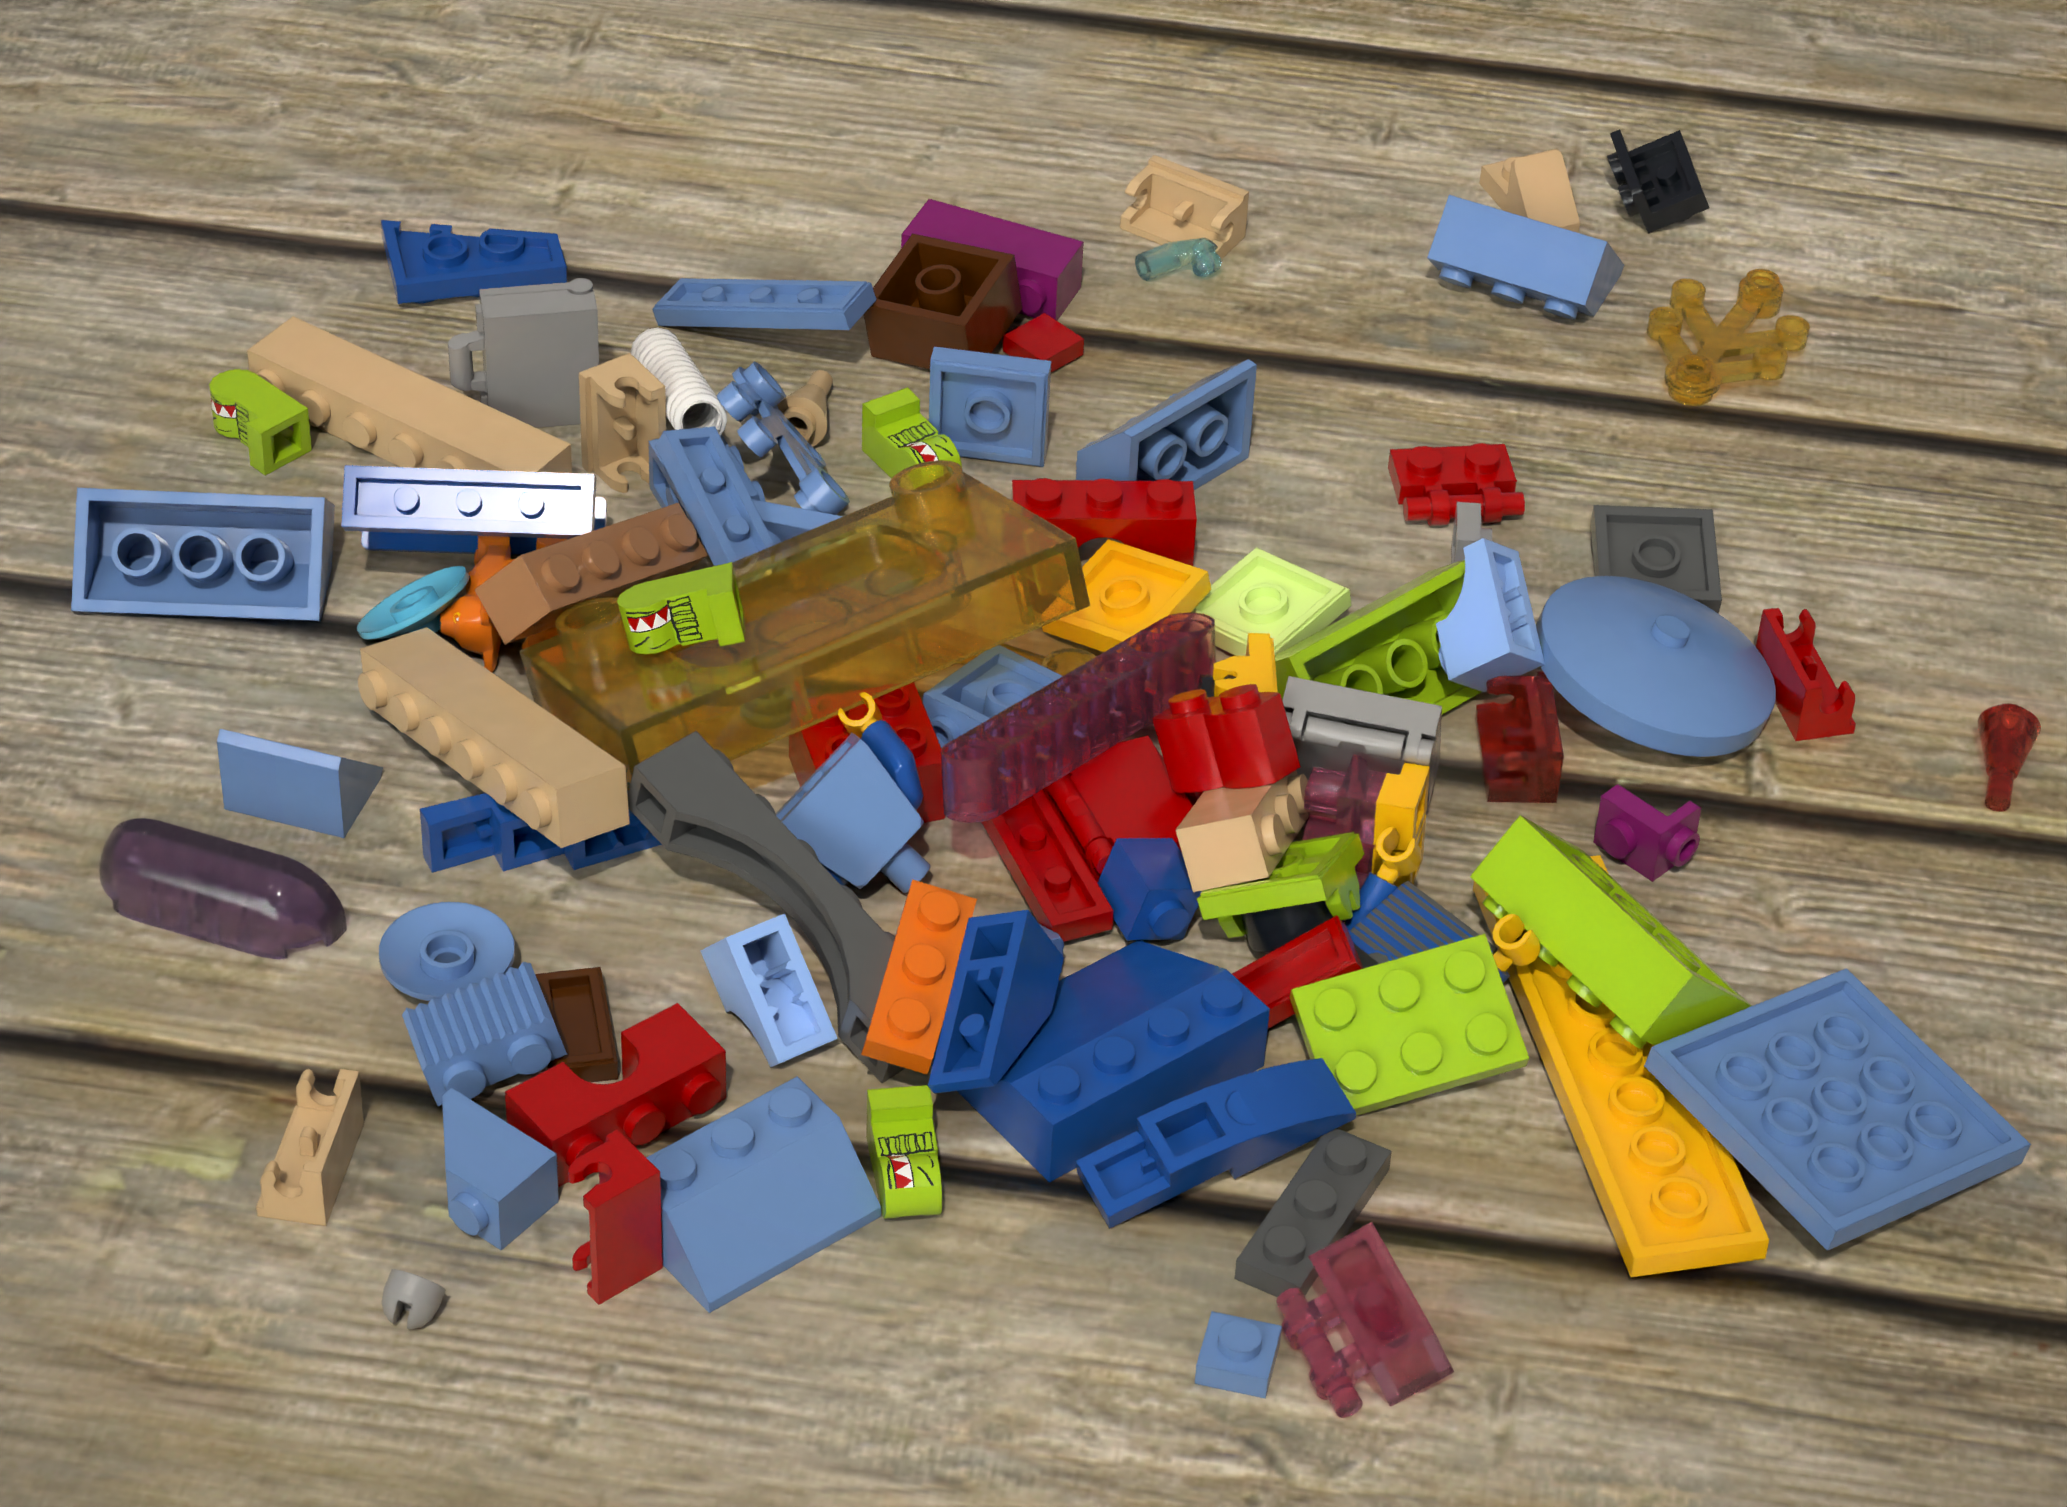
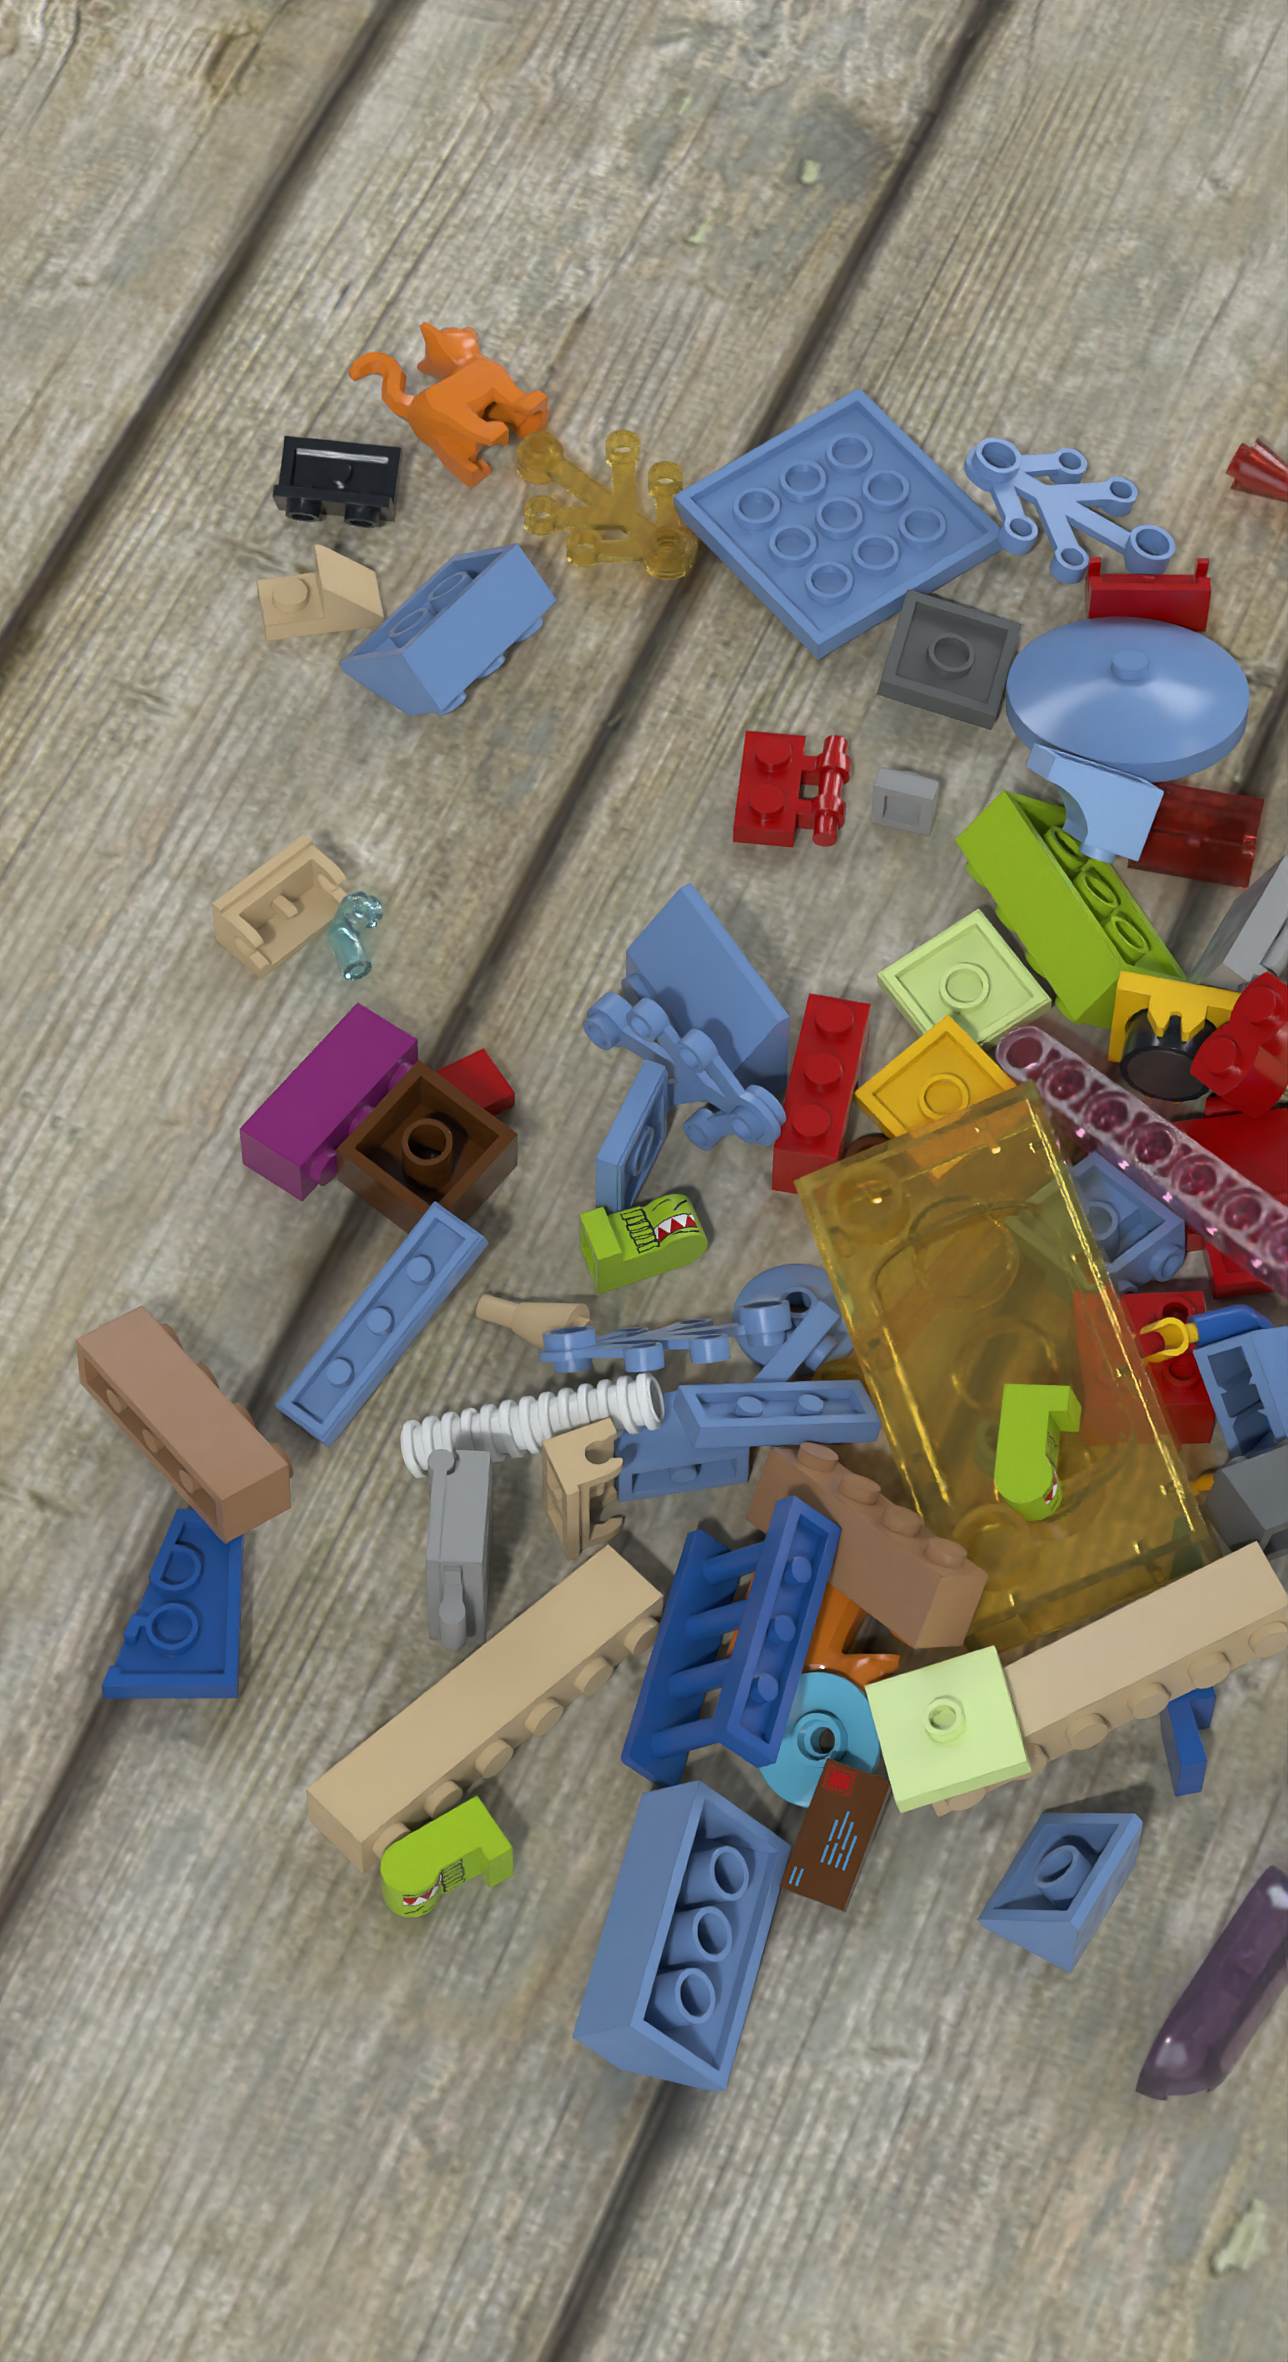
camera: 75 degrees left, 15 degrees up
(320, 626) = (836, 1835): none -> reddish brown tile
(412, 641) = (947, 1729): none -> yellowish green plate
(631, 215) = (185, 1423): none -> medium nougat brick
(1052, 434) = (747, 1113): none -> medium blue plant
(1783, 472) = (838, 522): none -> medium blue plate
(1789, 232) = (457, 410): none -> orange animal
(1889, 546) = (1006, 474): none -> medium blue plant

